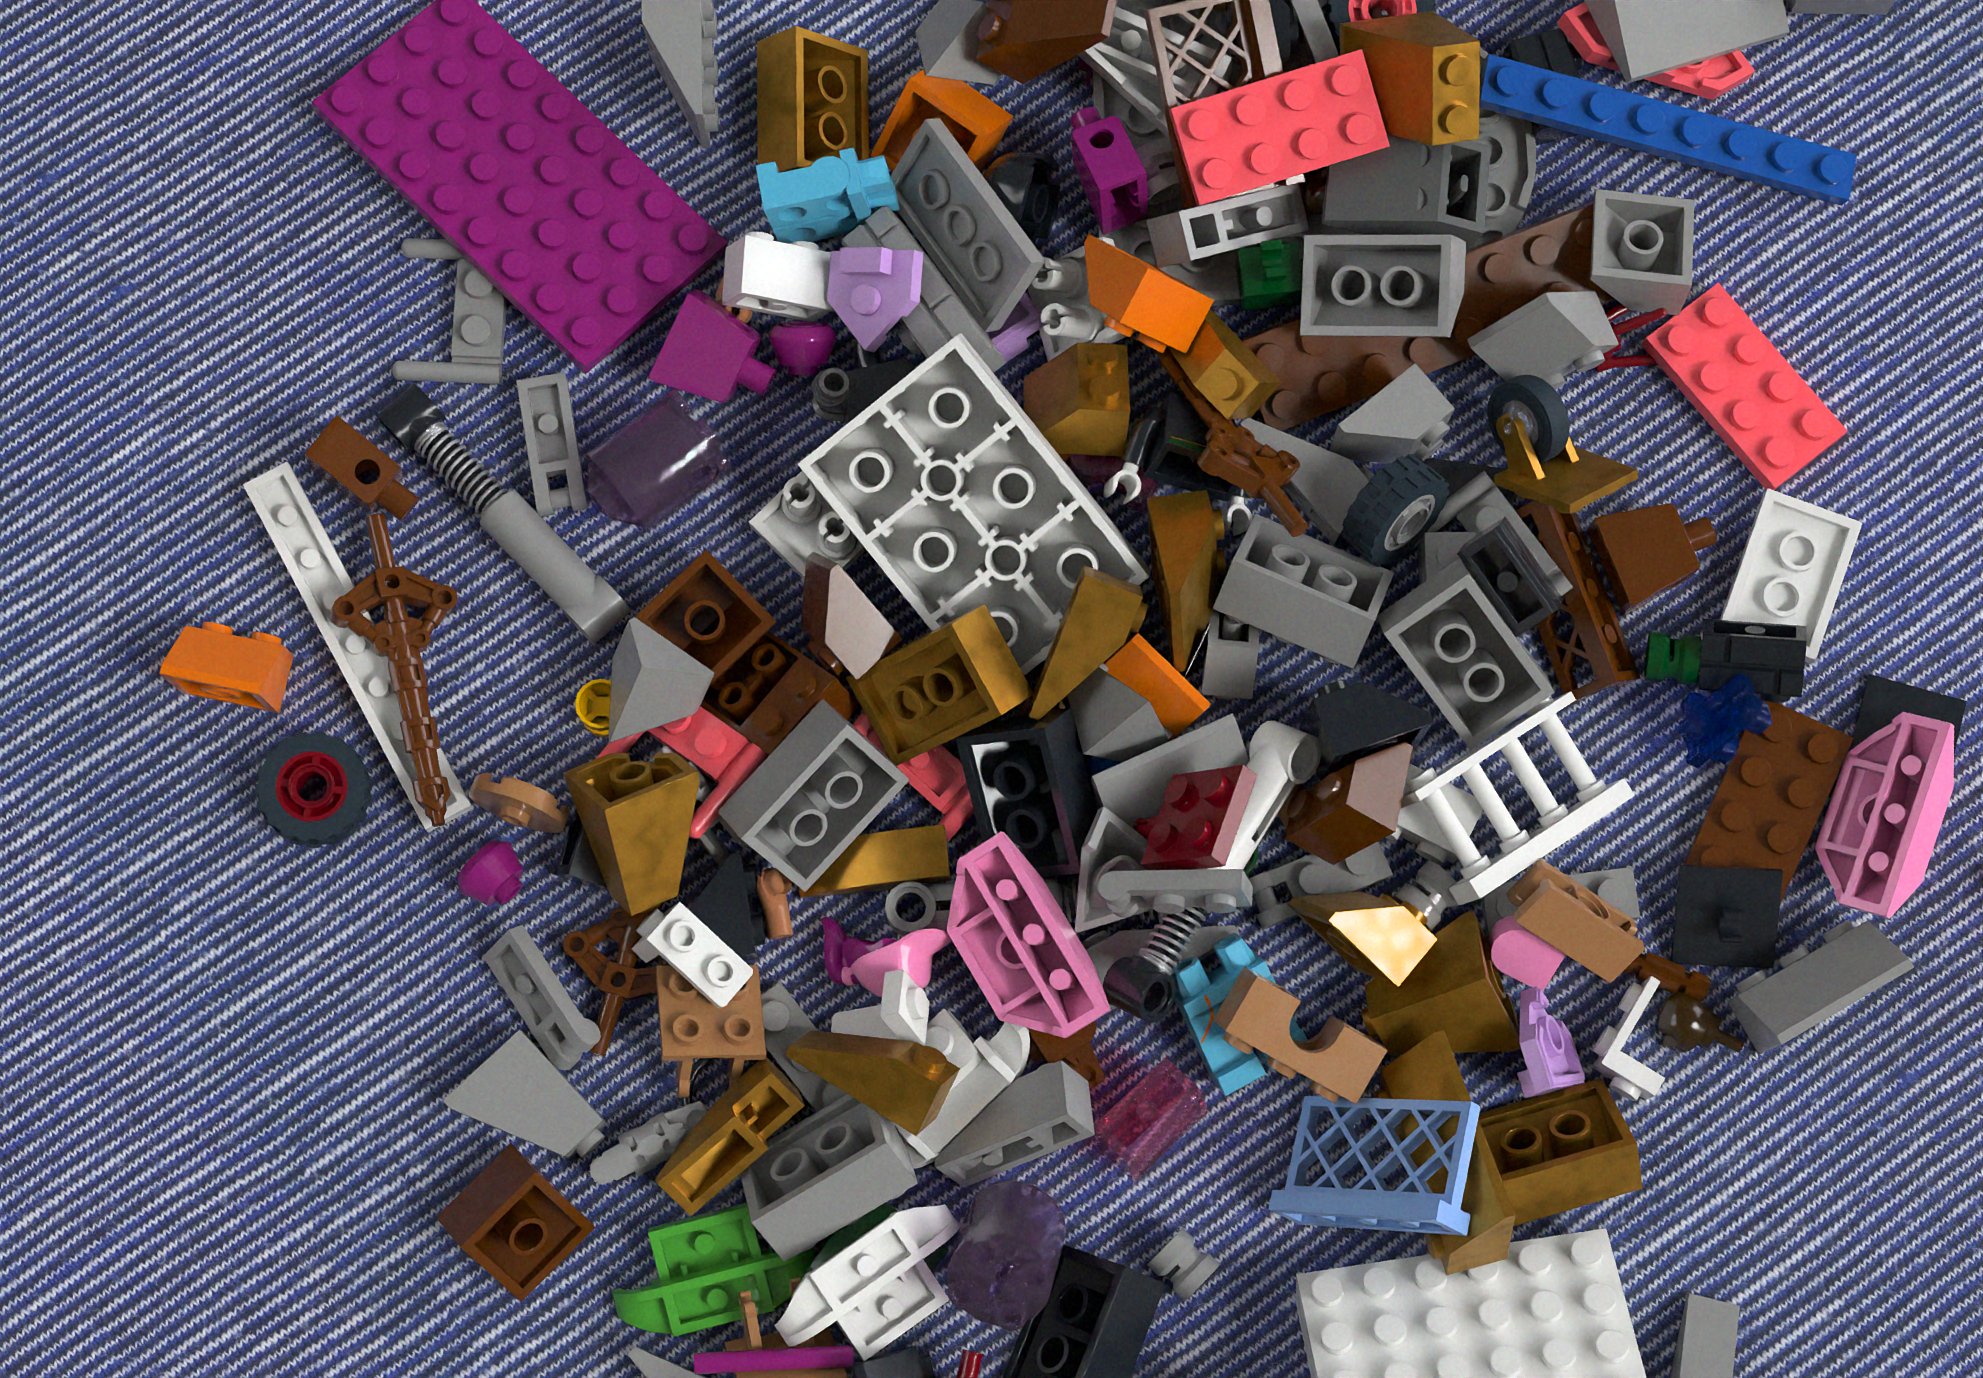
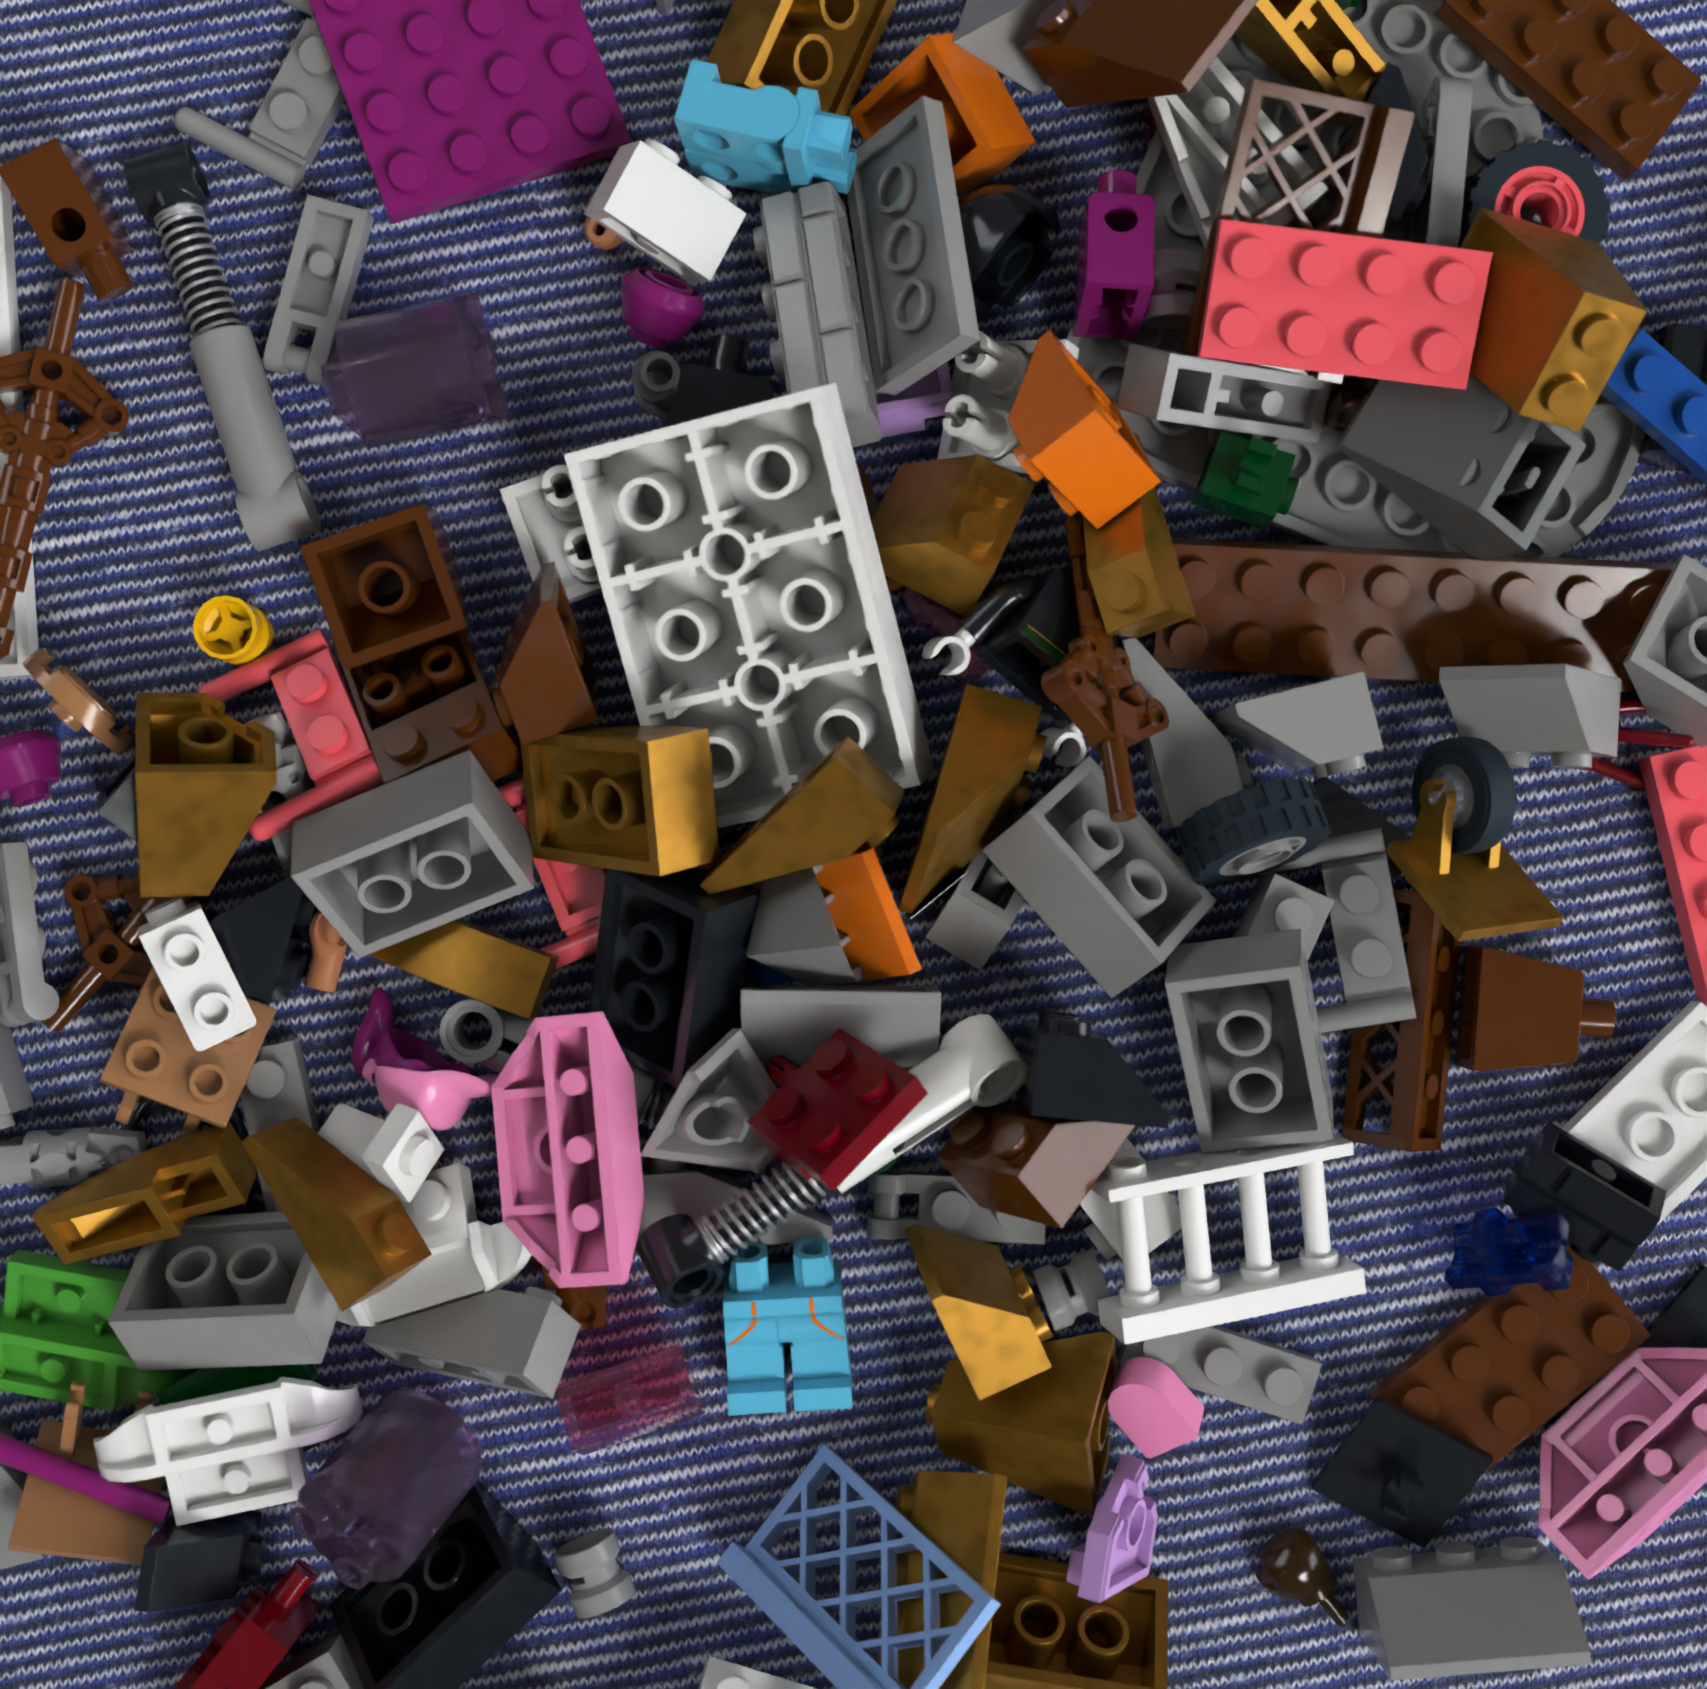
camera: 25 degrees right, 10 degrees up
(652, 682) = (290, 633): light grey slope -> none
(710, 352) = (545, 264): magenta torso -> none
(874, 289) = (765, 280): lavender plate -> none
(1174, 890) = (765, 1177): light grey plate -> none
(1336, 1059) = (866, 1440): medium nougat arch -> none
(1381, 285) = (1370, 557): light grey slope -> none
(1510, 576) = (1349, 982): black brick -> none
(1575, 920) = (1224, 1408): medium nougat piece -> none
(1628, 1075) = (1203, 1552): white bracket -> none
(1670, 974) = (1293, 1495): reddish brown axle -> none
(1684, 658) = (1489, 1148): dark green wheel -> none

